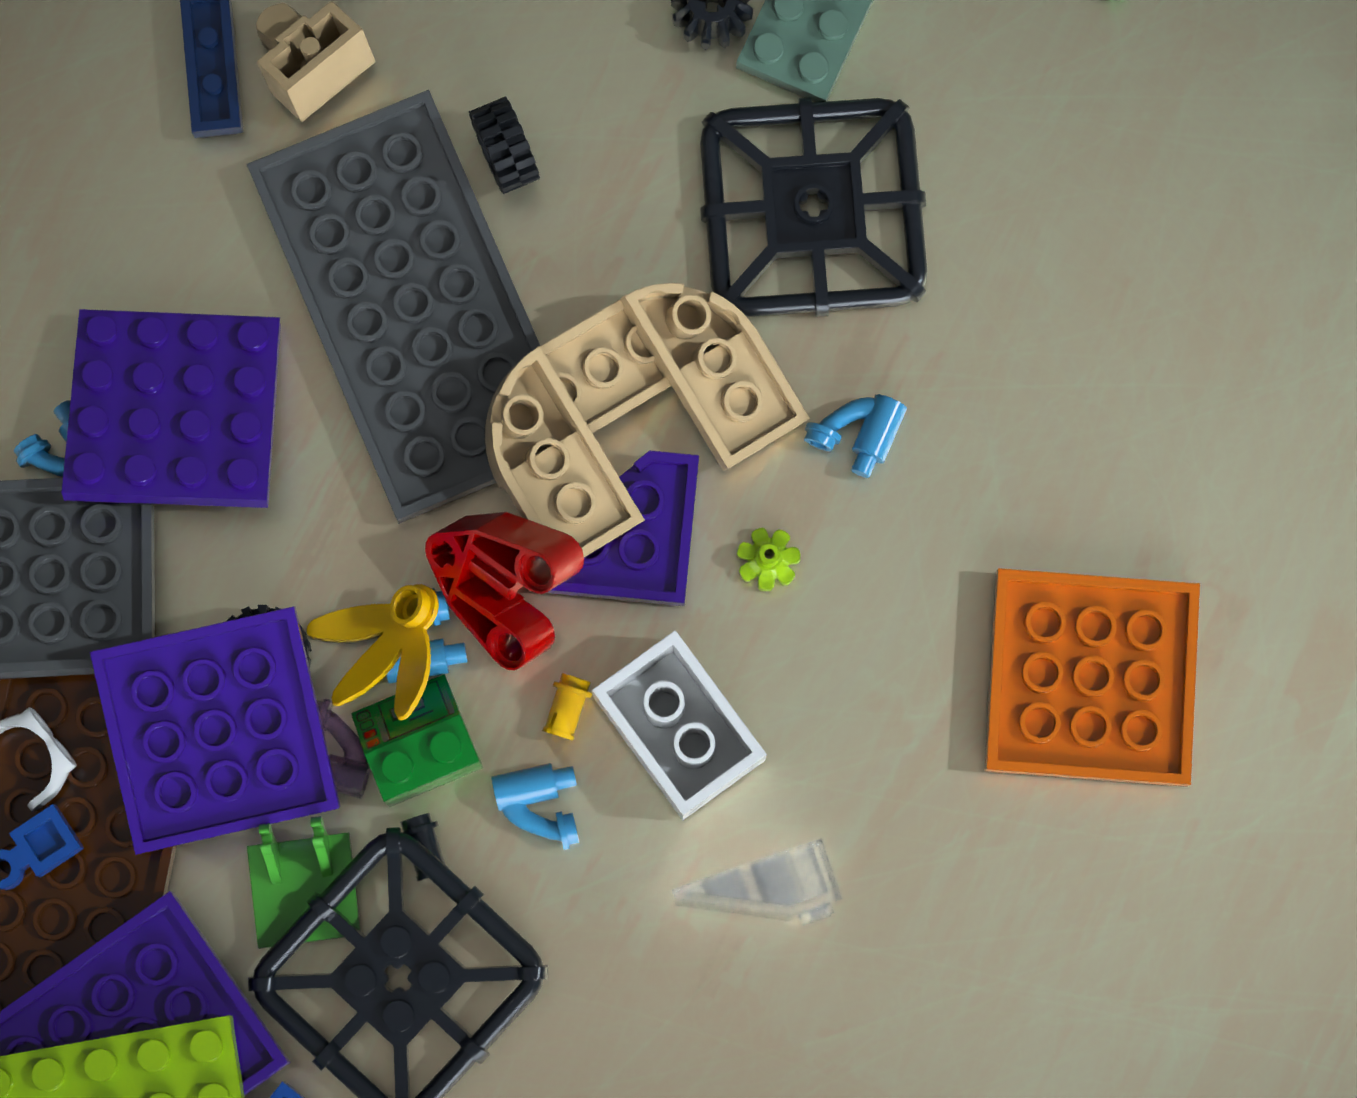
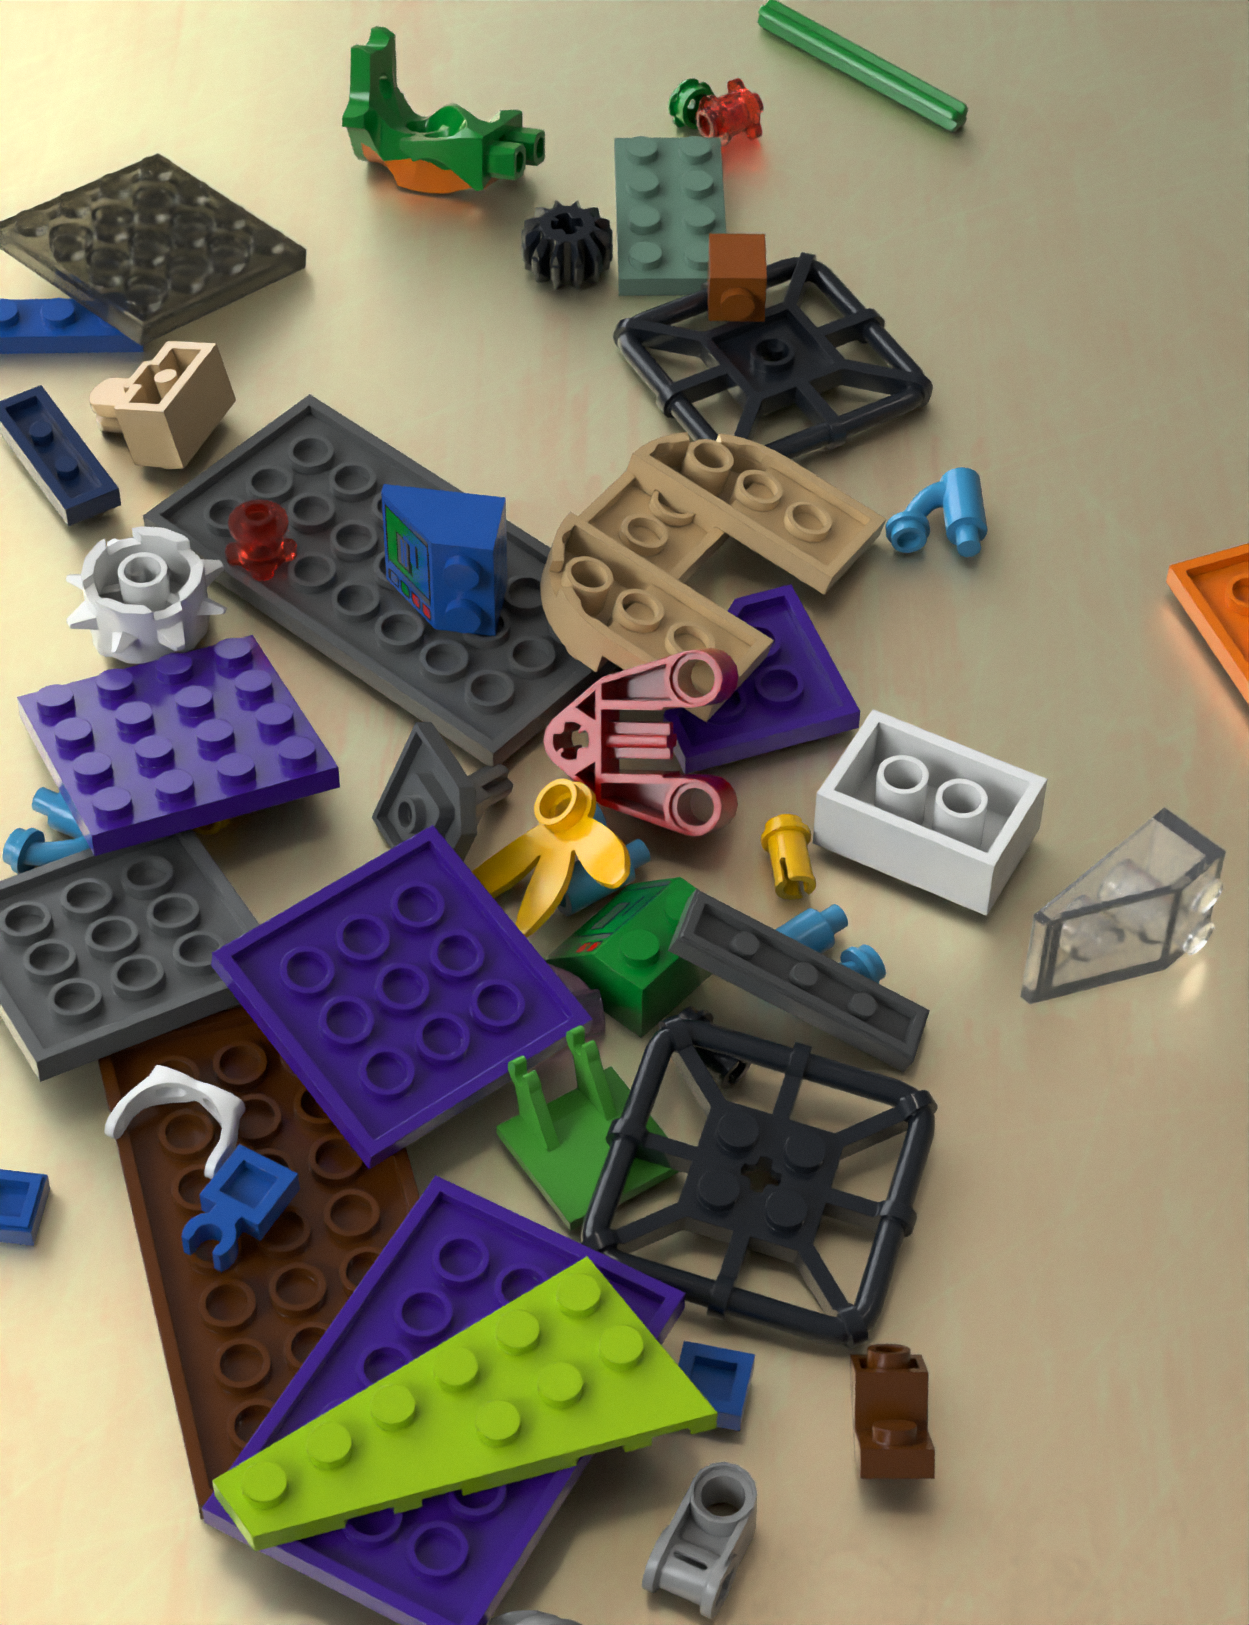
camera: 25 degrees left, 30 degrees down
(214, 228) = (145, 595): none -> white brick
(315, 252) = (259, 538): none -> clear red brick
(327, 558) = (434, 790): none -> dark grey piece
(435, 346) = (447, 555): none -> blue slope
(502, 835) = (799, 980): none -> dark grey tile
(504, 145) = (421, 401): black tyre -> none
(768, 569) = (921, 656): lime plant -> none
(814, 125) = (736, 277): none -> dark orange brick

